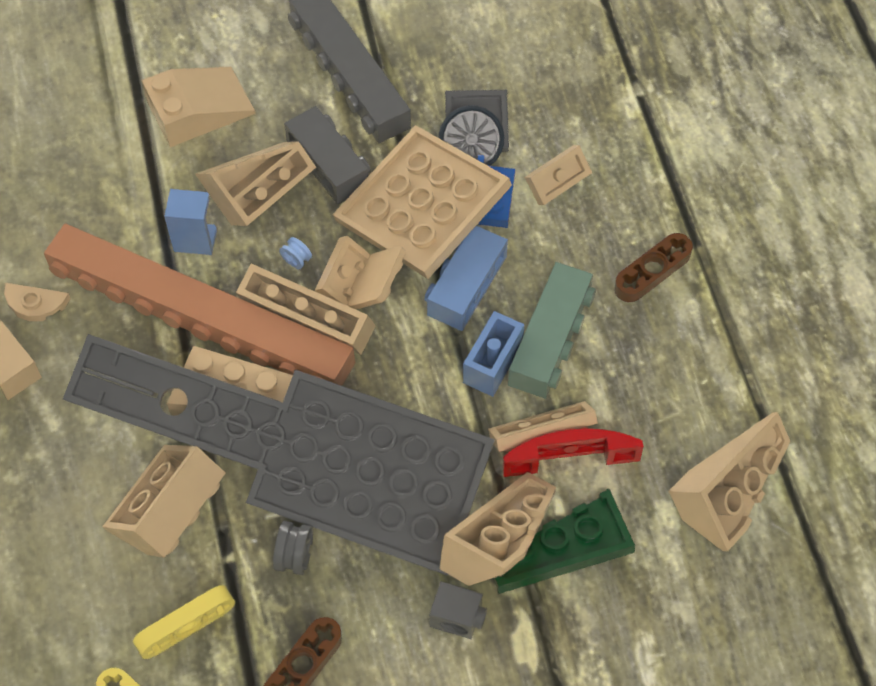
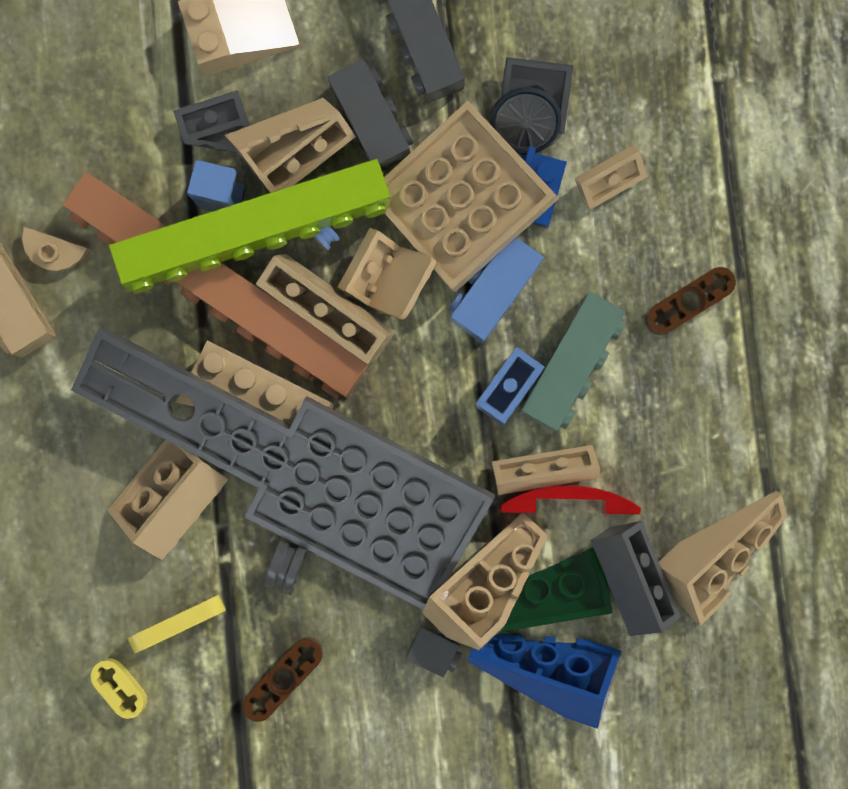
camera: 10 degrees right, 25 degrees up
(178, 173) = (210, 120): none -> dark grey wing
(225, 243) = (251, 226): none -> lime brick
(601, 621) = (559, 675): none -> blue wedge
(651, 507) = (636, 579): none -> dark grey brick

